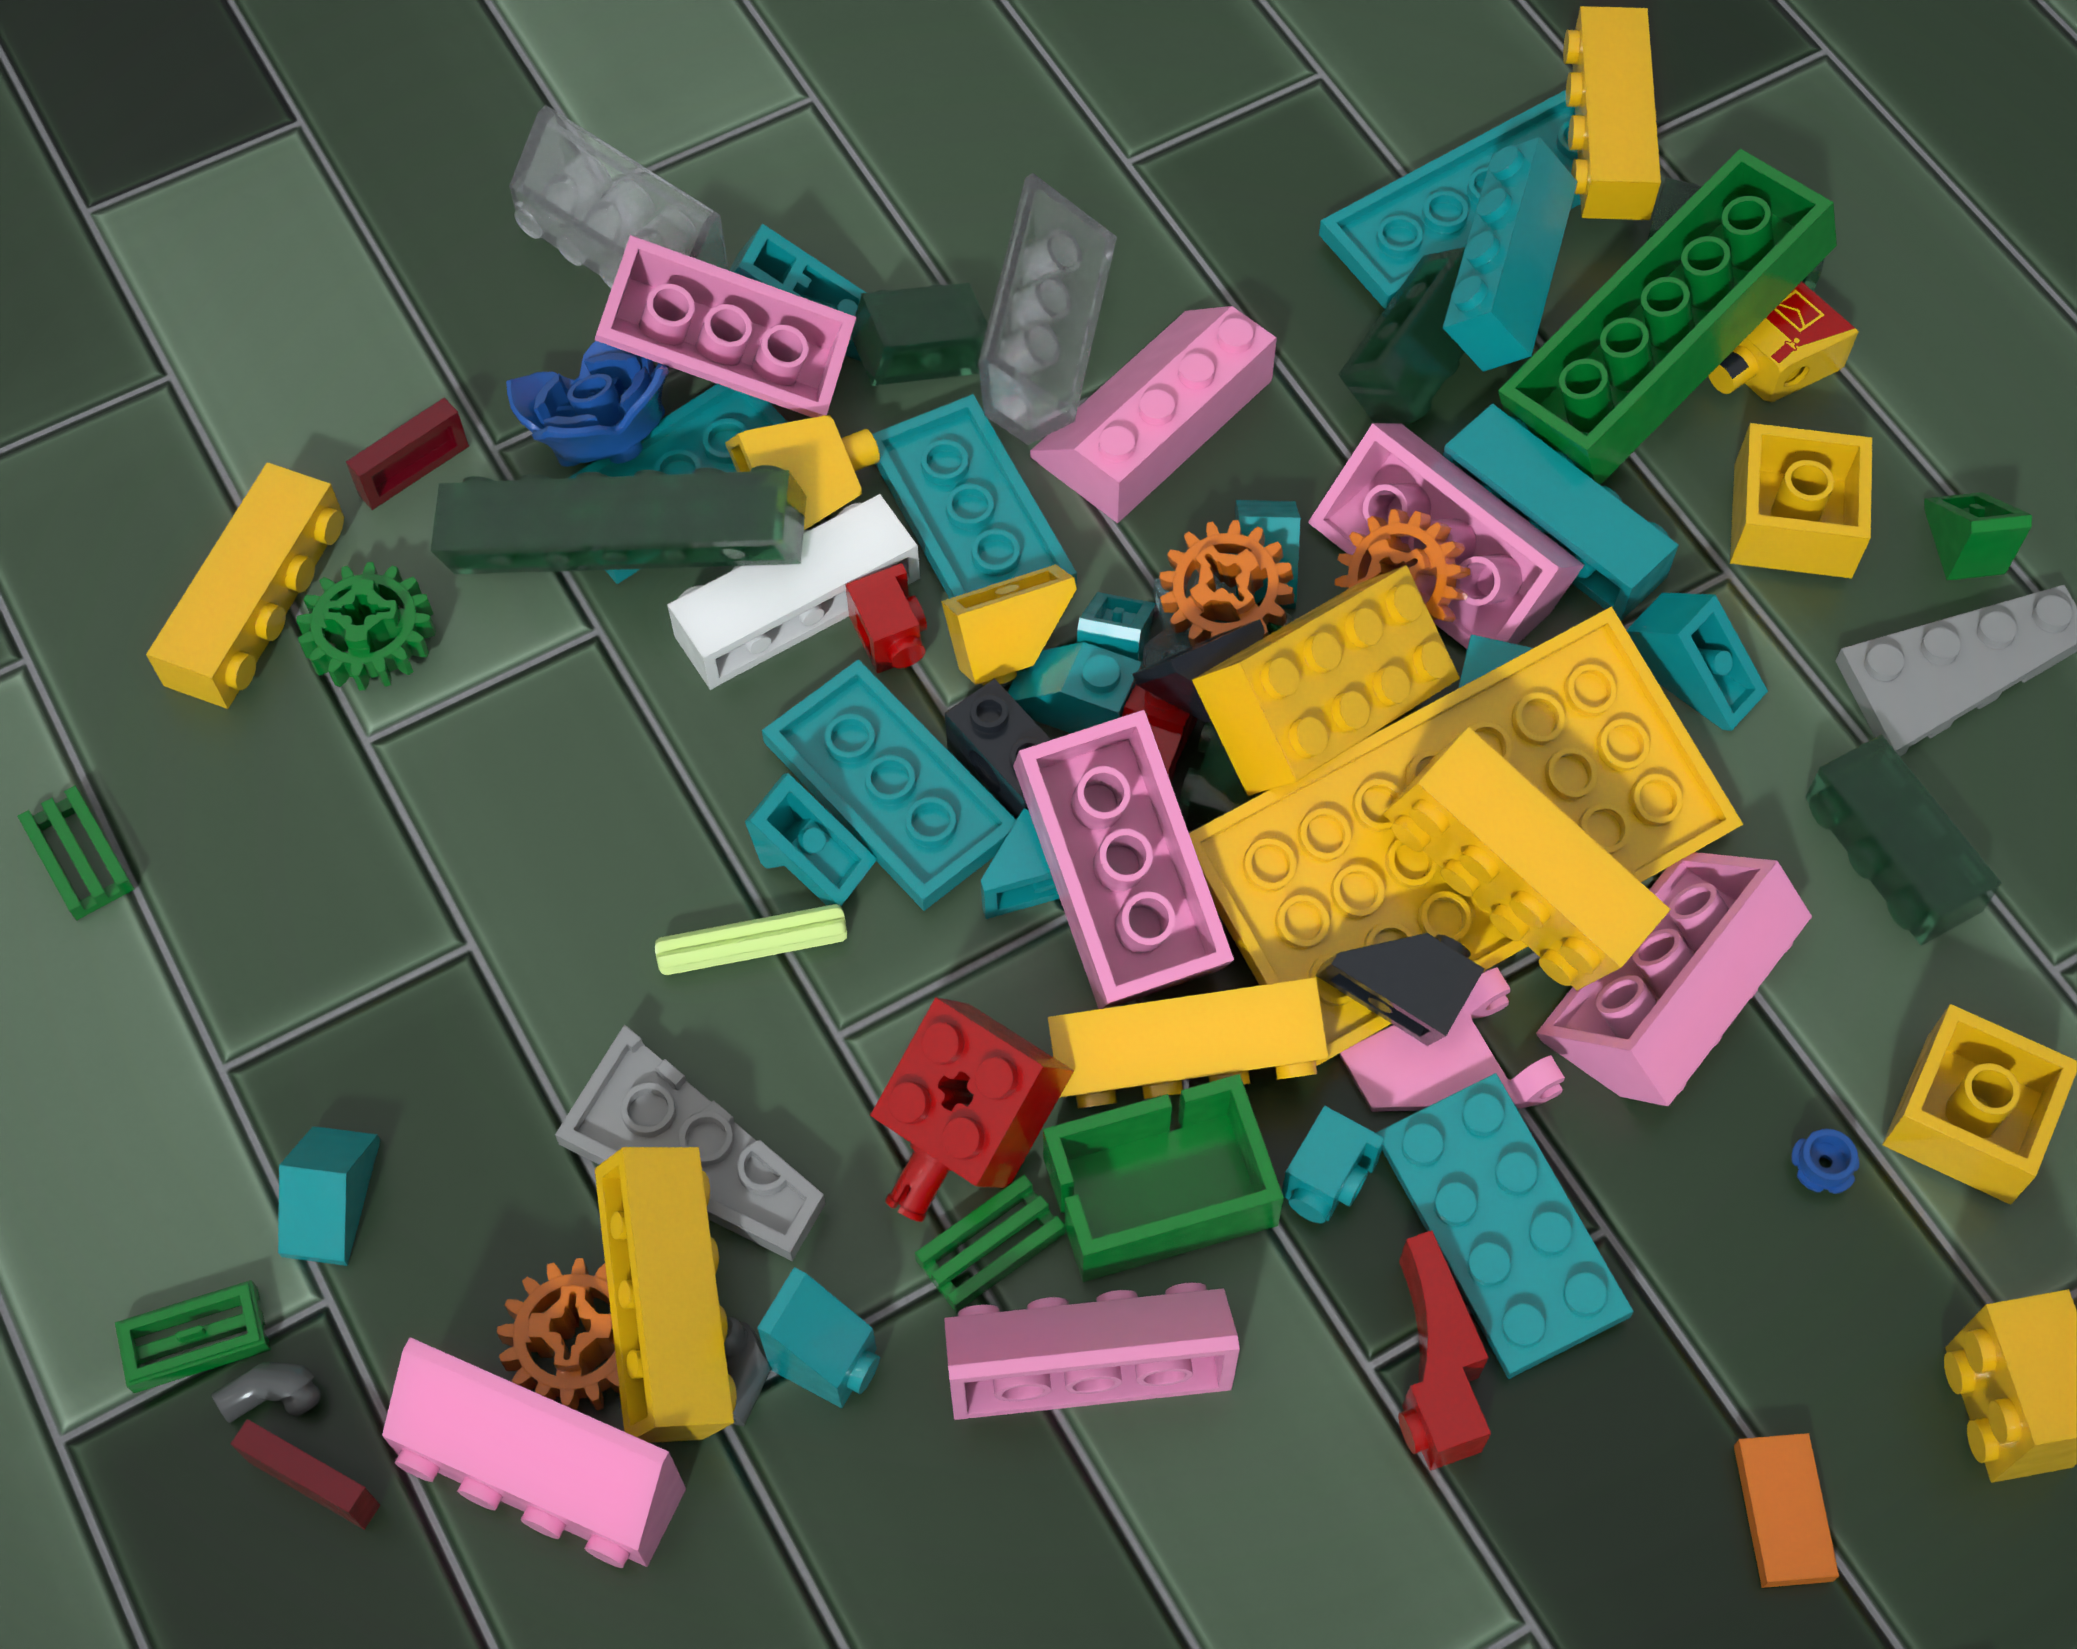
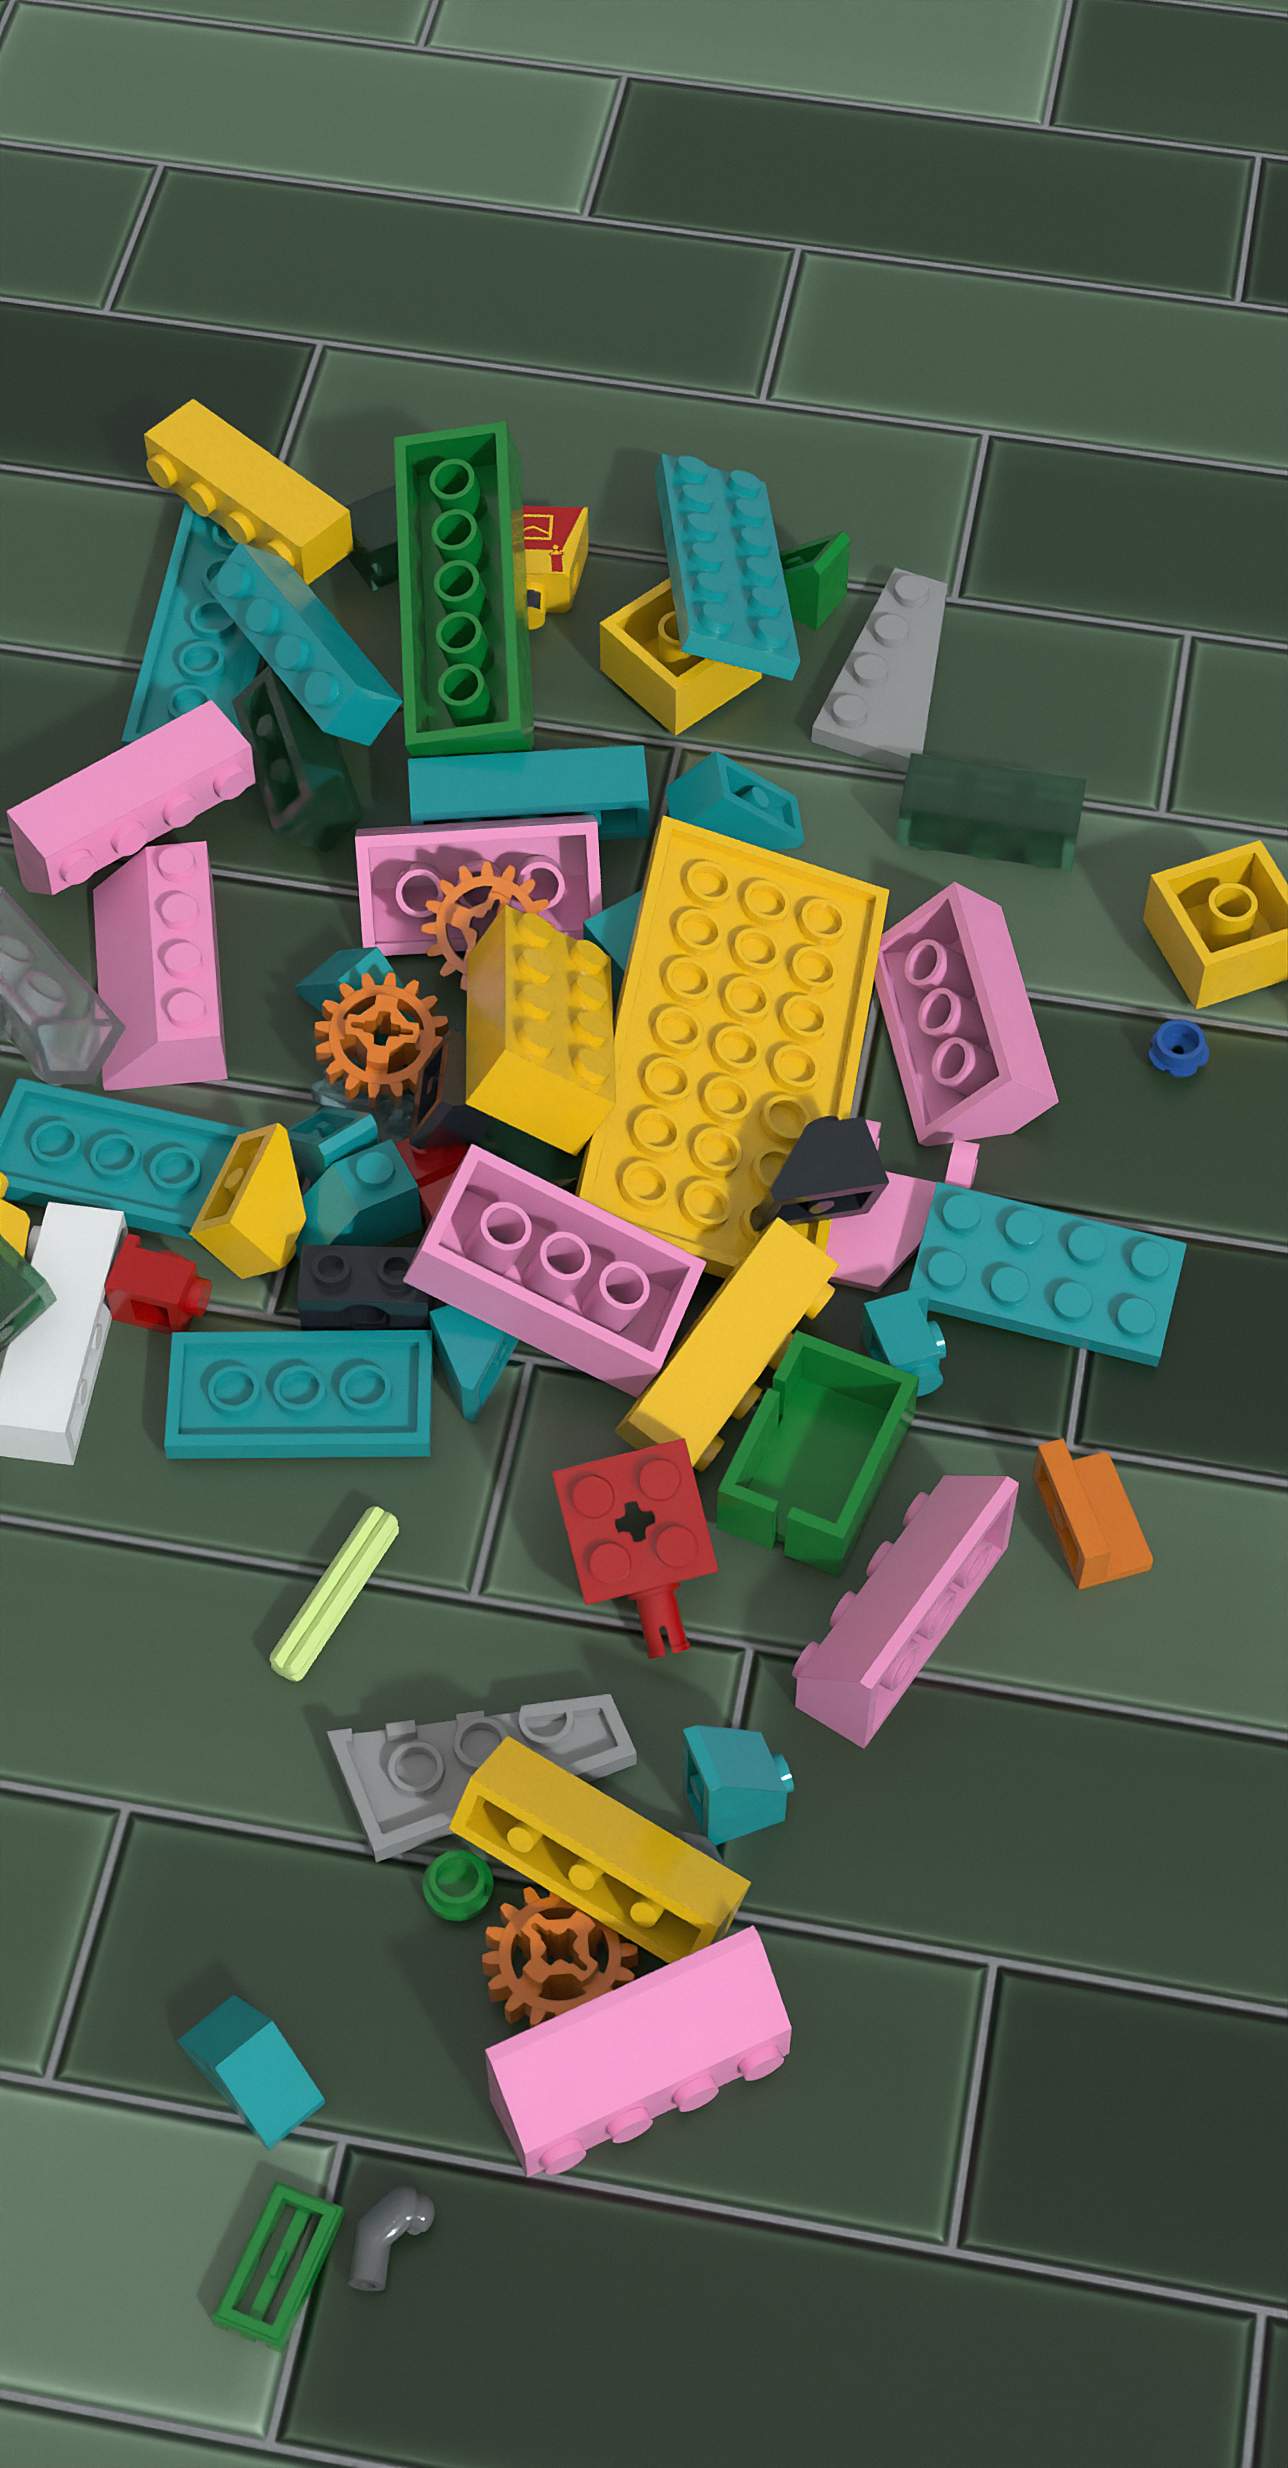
camera: 50 degrees left, 5 degrees down
(305, 1474) = (493, 2248): dark red tile -> none
(577, 1217) = (458, 1885): none -> green plate
(800, 834) = (301, 1482): teal slope -> none
(976, 1221) = (752, 1566): green tile -> none
(1259, 261) = (129, 799): none -> bright pink slope
(1313, 1434) = (1090, 1515): none -> orange panel
(1441, 1409) = (1107, 1376): red slope -> none
(1525, 862) = (809, 1023): yellow brick -> none
(1902, 464) = (725, 567): none -> teal plate

